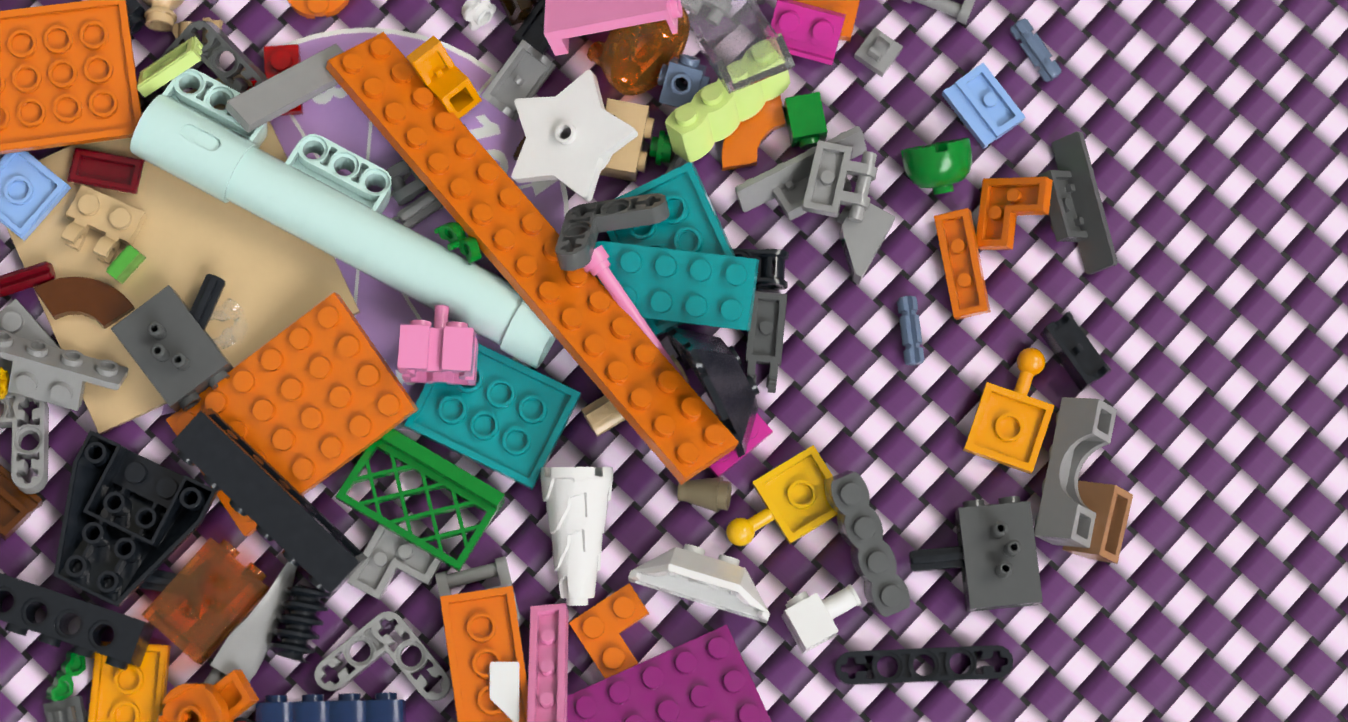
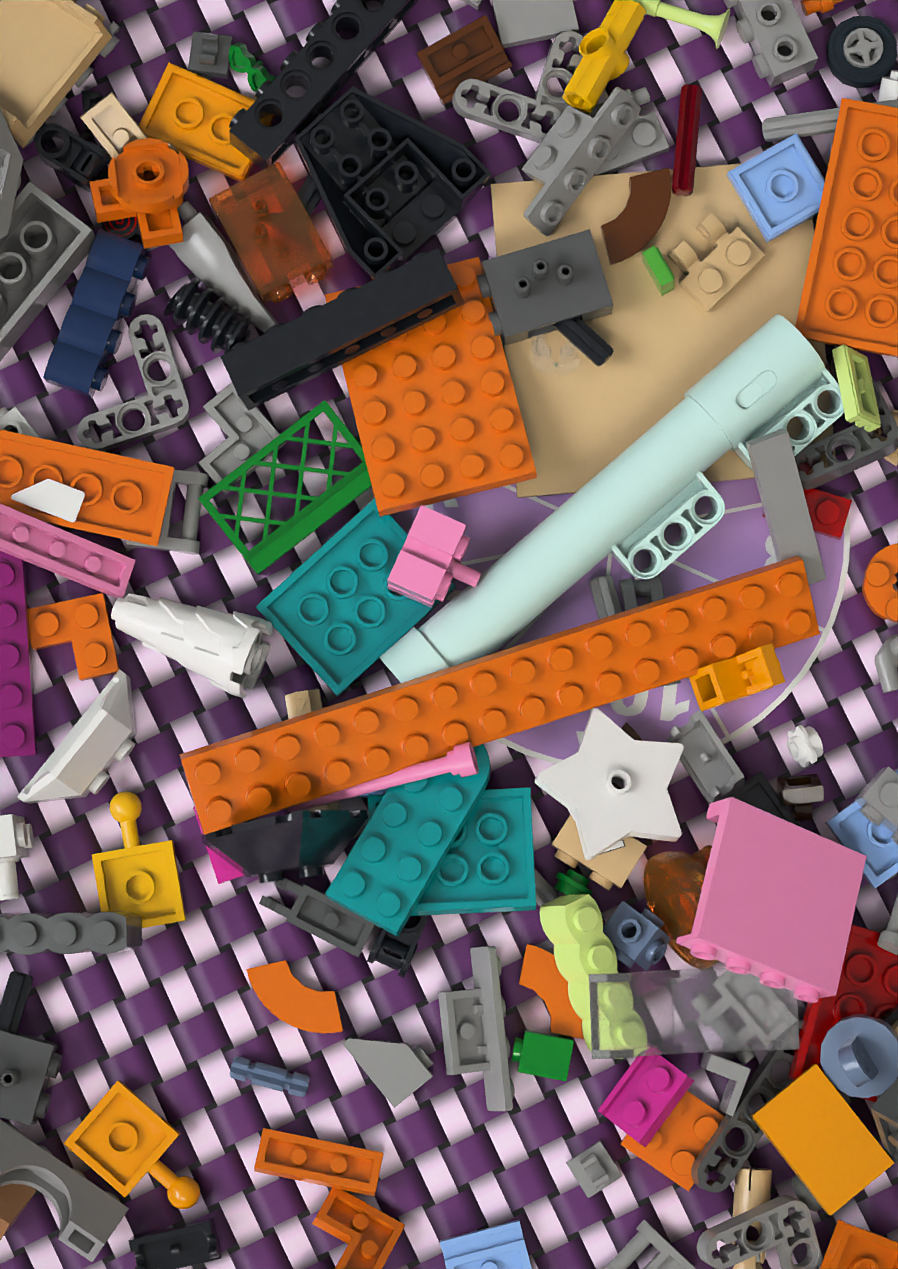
camera: 115 degrees right, 5 degrees up
(106, 170) = (771, 284): dark red tile -> none
(456, 236) = (547, 625): green piece -> none
(586, 220) = (514, 767): dark grey beam -> none
(706, 493) = (174, 793): dark tan cone -> none
(828, 180) = (461, 1050): light grey plate -> none
(843, 334) = (293, 1001): none -> orange tile
(938, 164) = (437, 1181): green cylinder -> none

